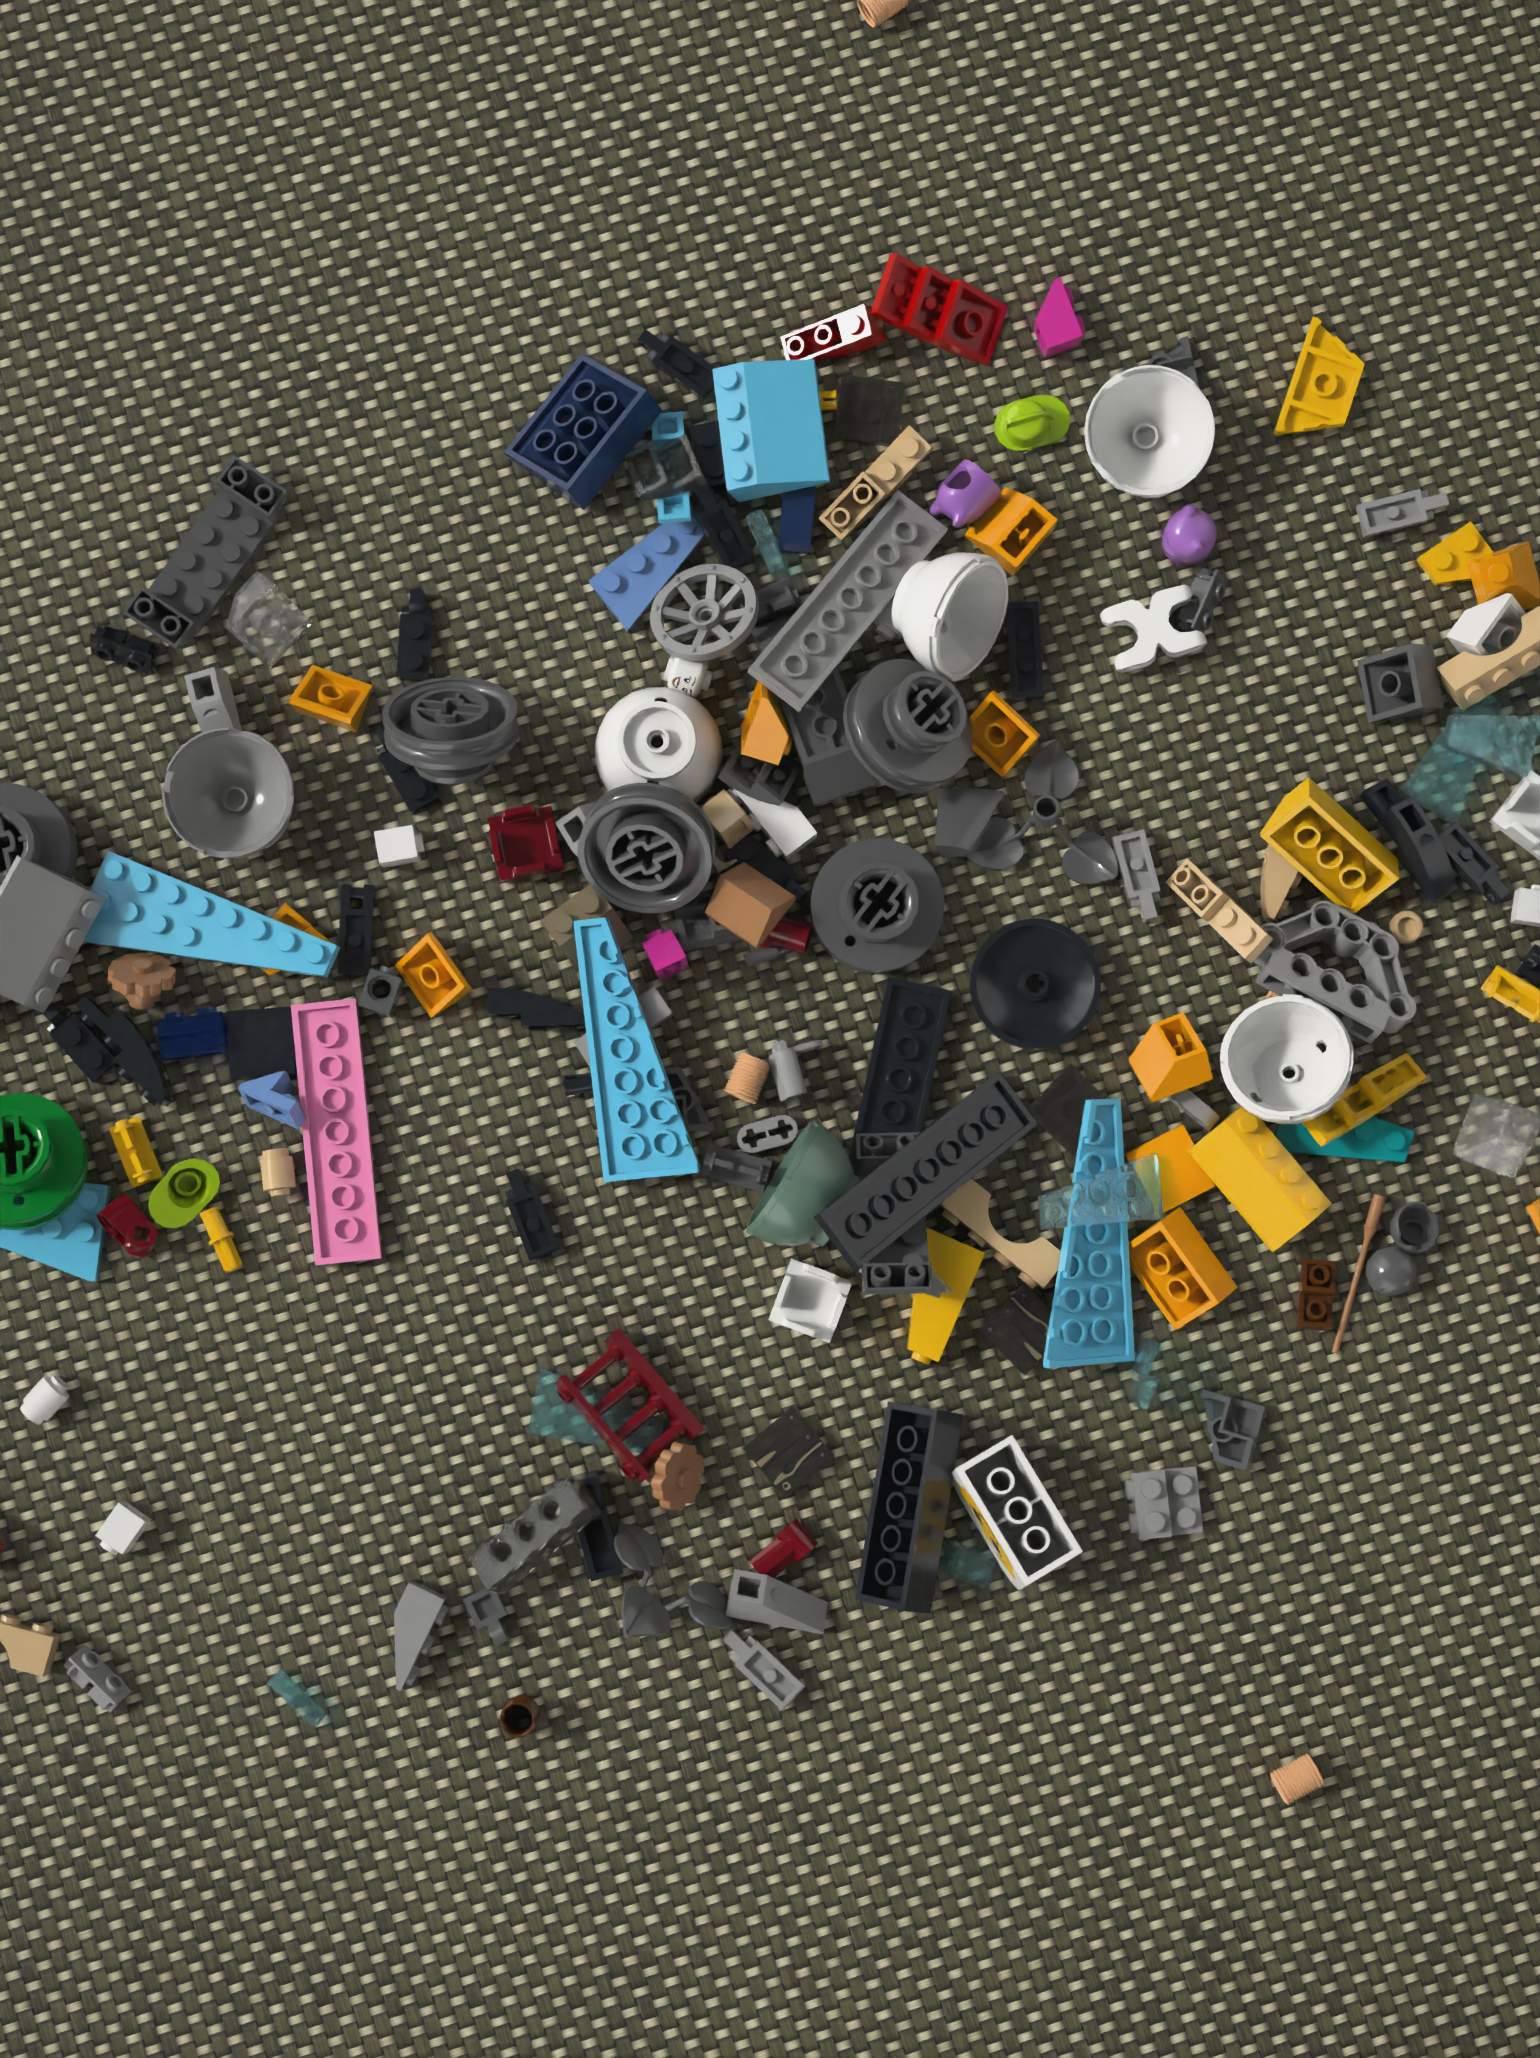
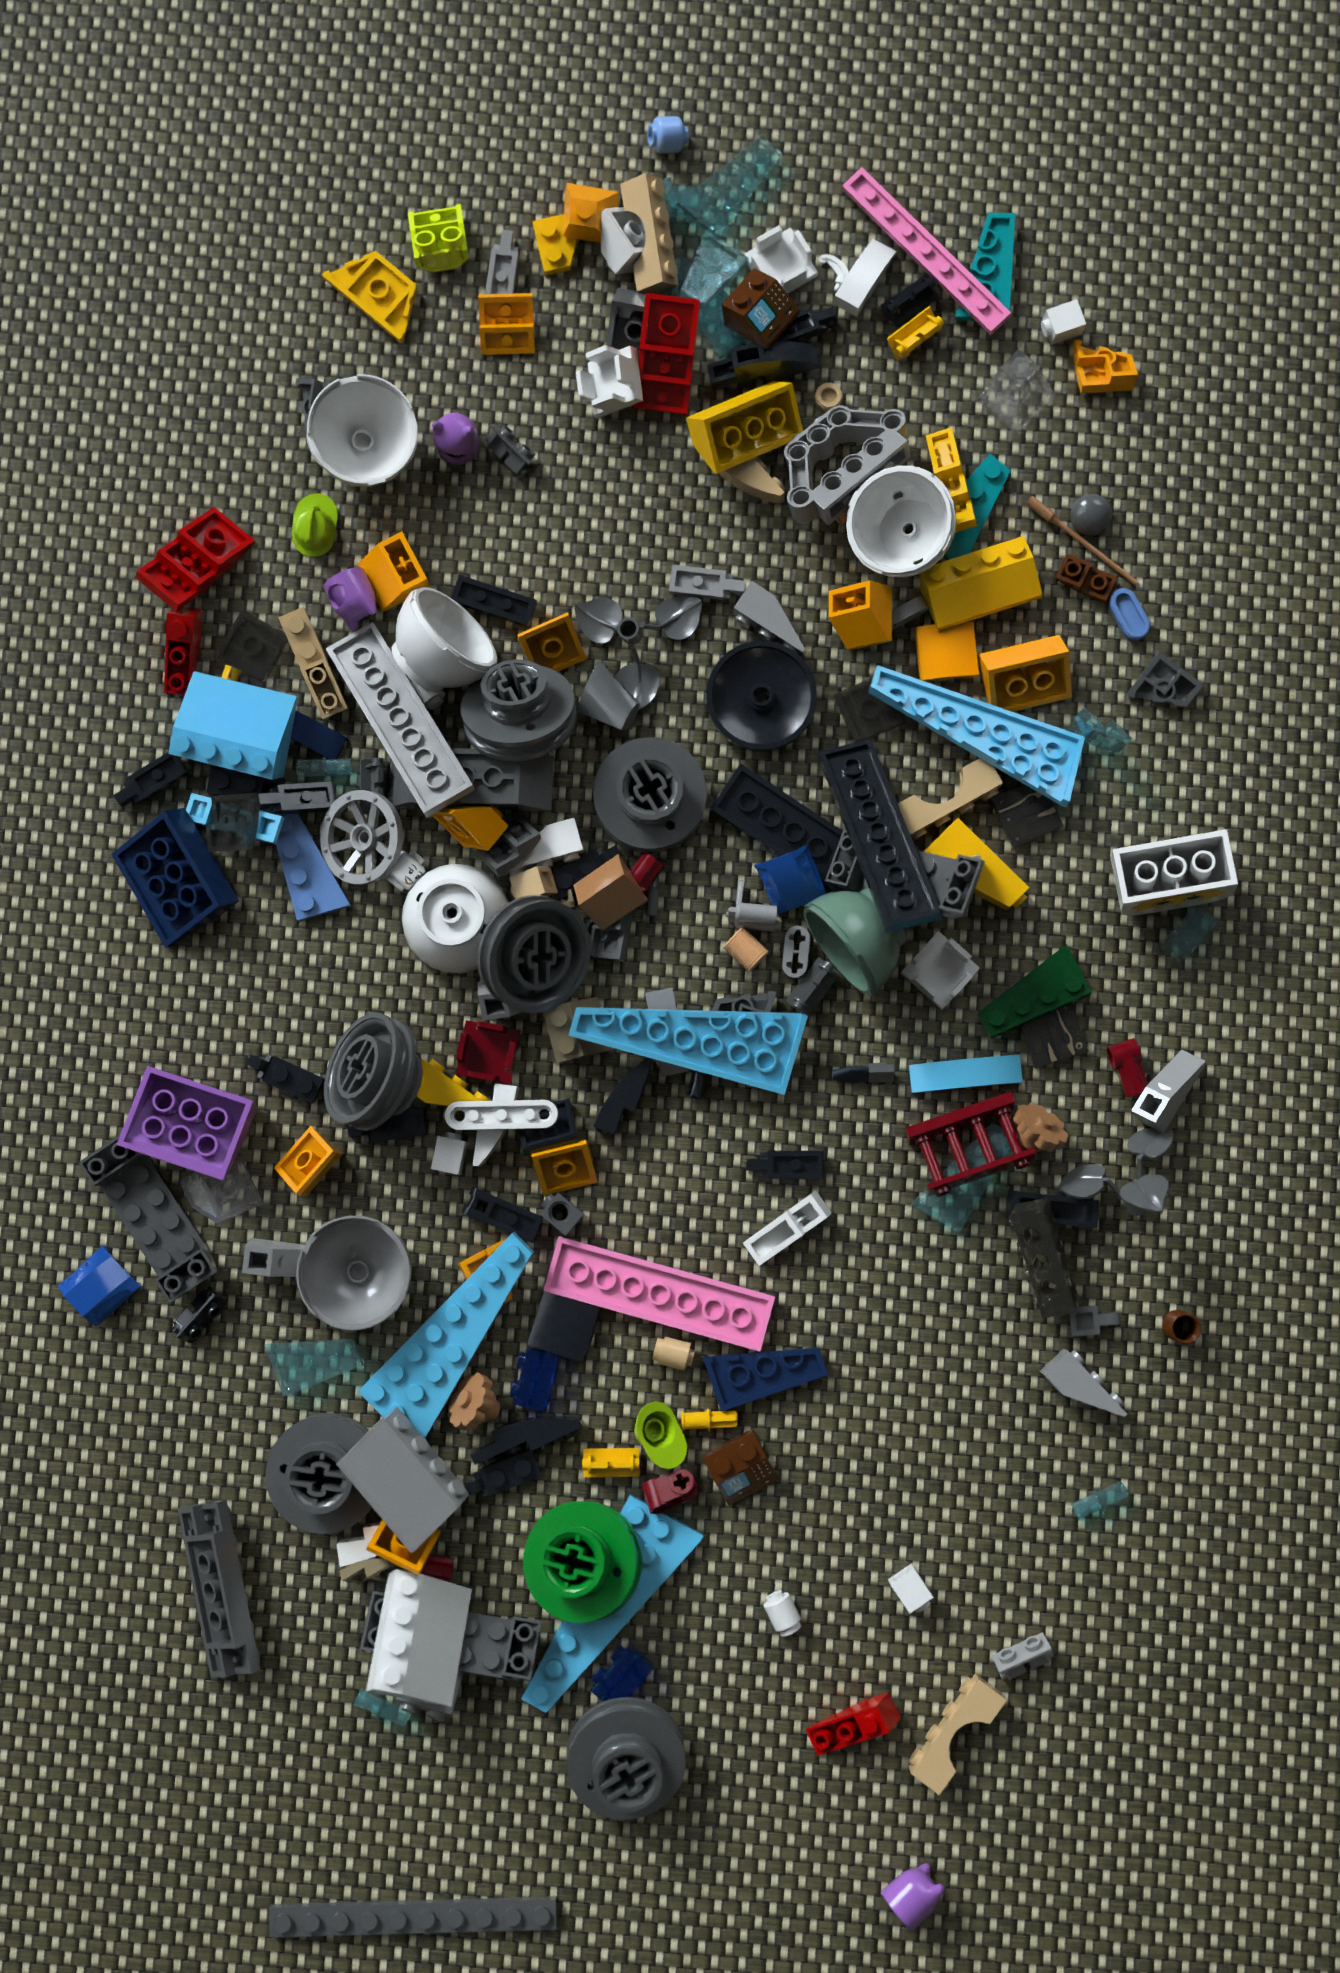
camera: 60 degrees left, 0 degrees up
(112, 531) = (99, 1287): none -> blue slope
(119, 789) = (310, 1363): none -> clear light blue wing
(183, 1292) = (740, 1467): none -> reddish brown slope
(272, 1097) = (612, 1334): medium blue slope -> none
(288, 1271) = (759, 1374): none -> dark blue wing
(320, 553) = (187, 1123): none -> medium lavender slope
(451, 881) = (489, 1139): none -> white slope
(460, 883) = (501, 1114): none -> white plate
(461, 1243) = (787, 1228): none -> white slope
(465, 811) = (442, 1090): none -> yellow slope
(468, 938) = (558, 1135): none -> black tile
(665, 953) = (621, 974): dark pink slope -> none
(667, 1272) = (873, 1073): none -> piece
(707, 1373) = (965, 1073): none -> medium azure slope
(764, 1669) = (1216, 1119): light grey hinge -> none
(829, 1421) = (1039, 993): none -> dark green wing
(843, 1098) = (791, 879): none -> blue slope
(909, 1507) = (1135, 954): black brick -> none
(1056, 323) = (243, 472): dark pink slope -> none
(1111, 1196) = (953, 702): clear light blue wing -> none
(1130, 950) = (763, 612): none -> light grey slope
(1153, 628) = (517, 494): white piece -> none
(1164, 1502) = (1203, 758): light grey plate -> none
(1219, 910) = (761, 530): tan slope -> none
(1295, 1357) = (1129, 614): none -> medium blue tile
(1322, 680) = (611, 379): none -> white panel
(1341, 540) = (506, 323): none -> light orange slope
(1377, 728) = (667, 352): none -> red slope
(1407, 426) = (438, 239): none -> neon yellow slope
(1414, 1227) = (1065, 482): dark grey hair -> none
(1469, 810) = (759, 309): none -> reddish brown slope

